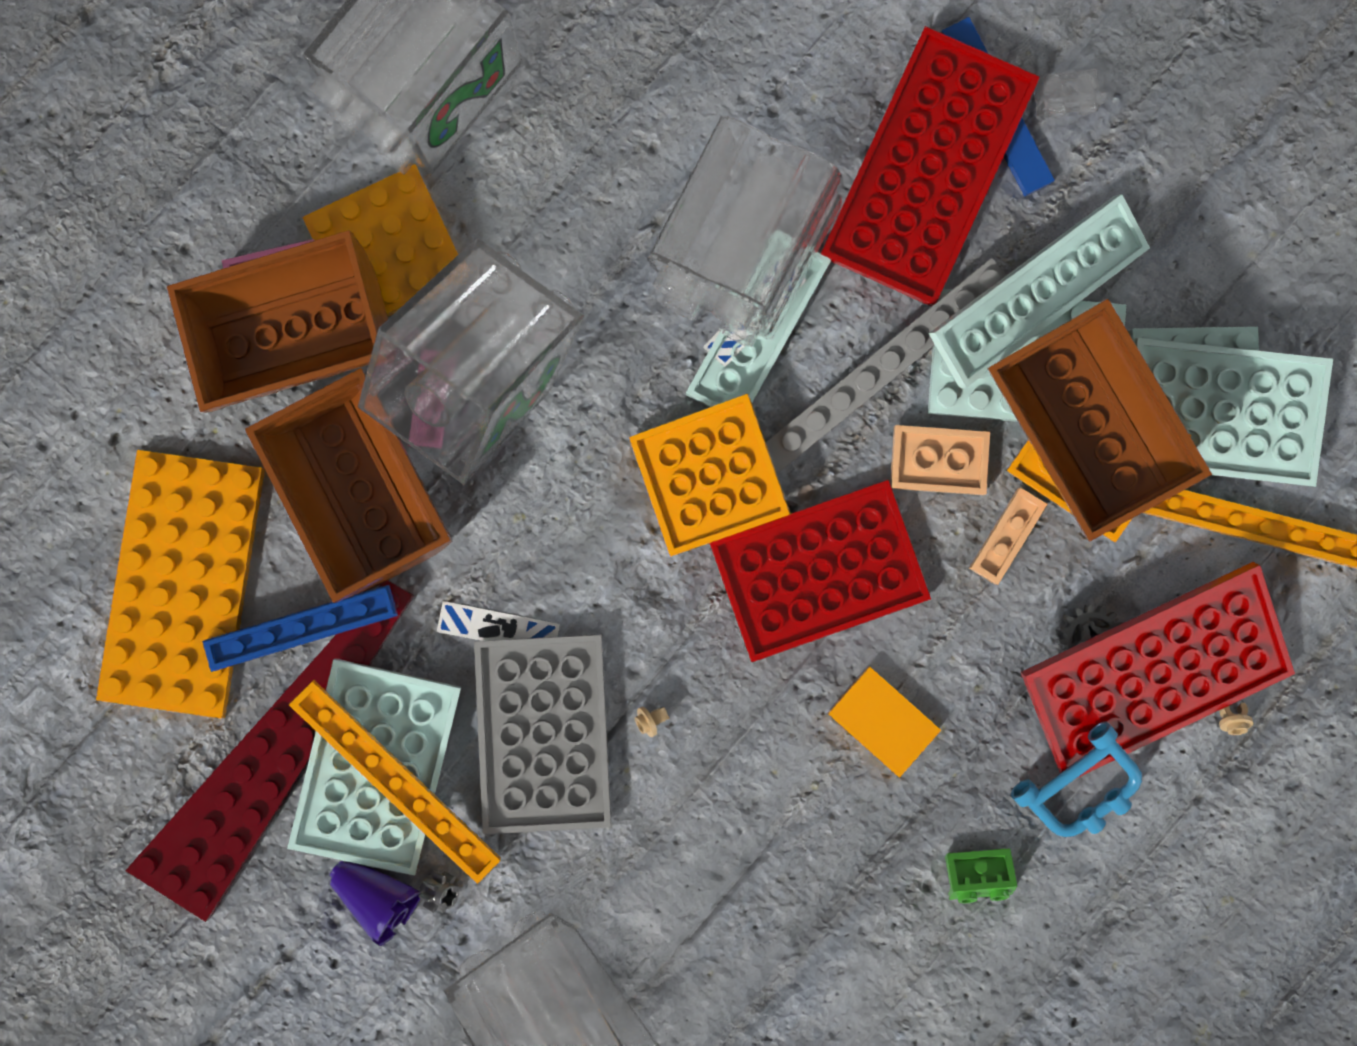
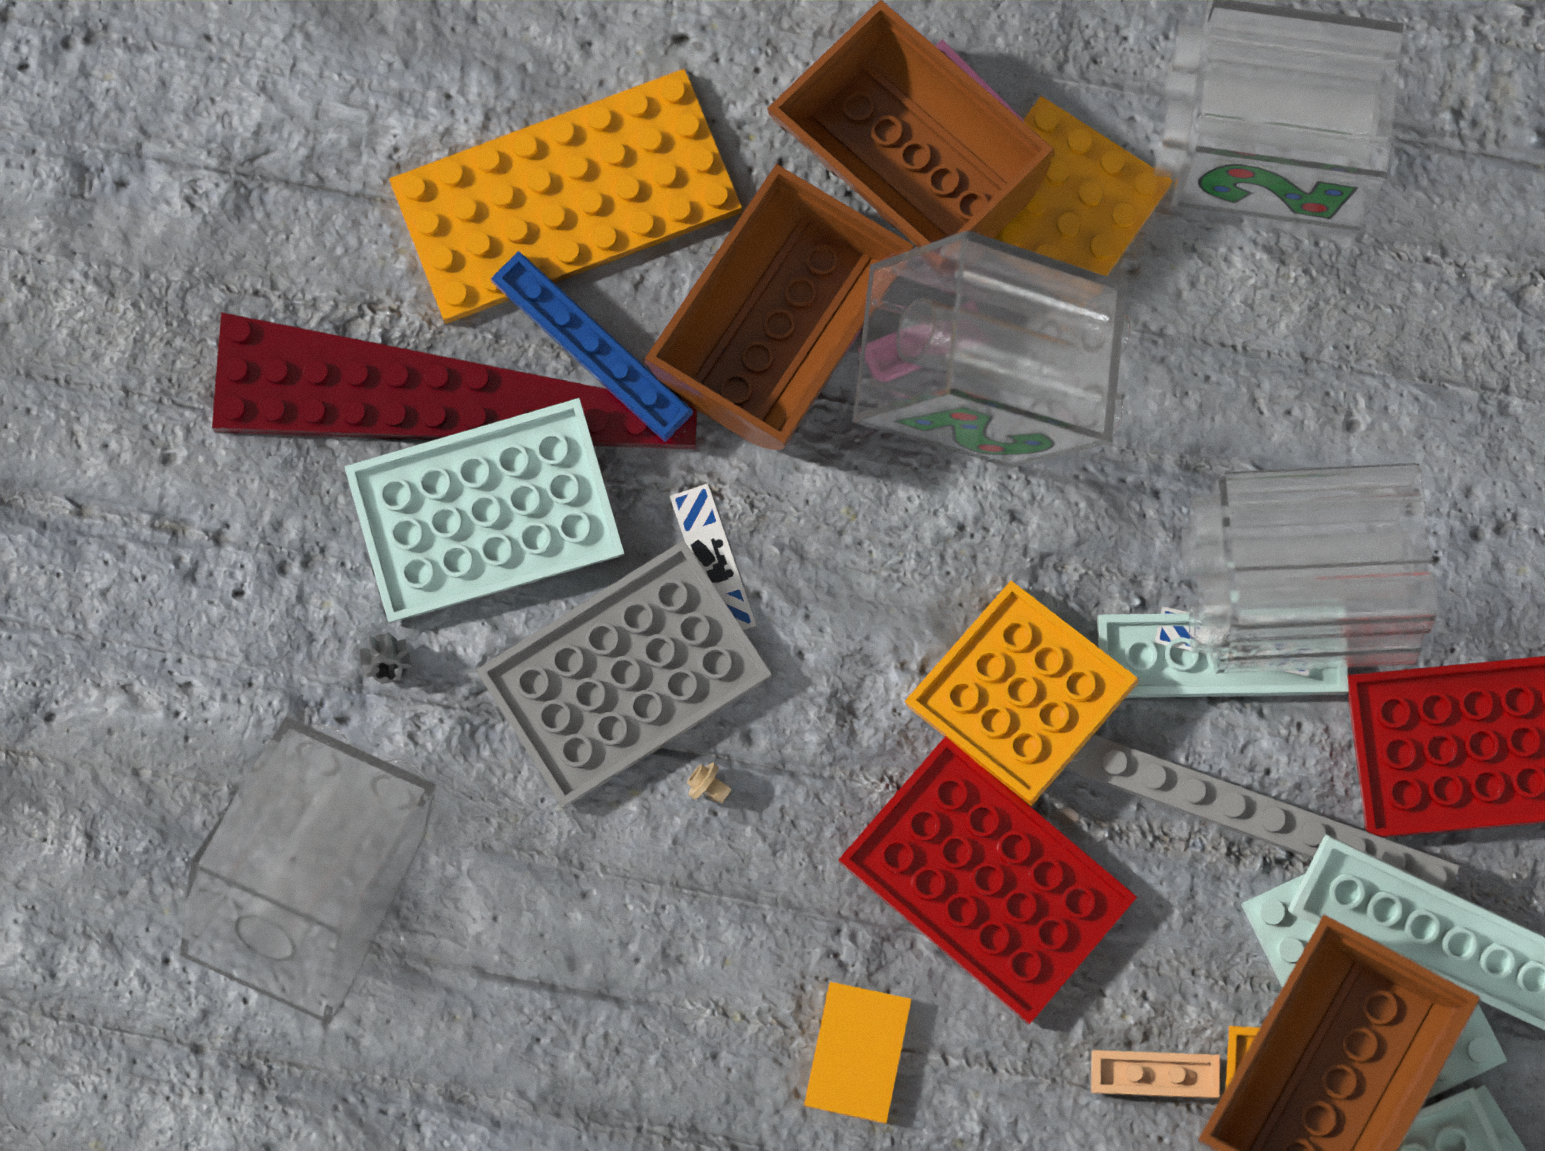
camera: 65 degrees right, 10 degrees down
(374, 899) = (339, 593): dark purple cone -> none
(395, 781) = (482, 540): light orange plate -> none
(940, 460) = (1195, 945): light nougat plate -> none

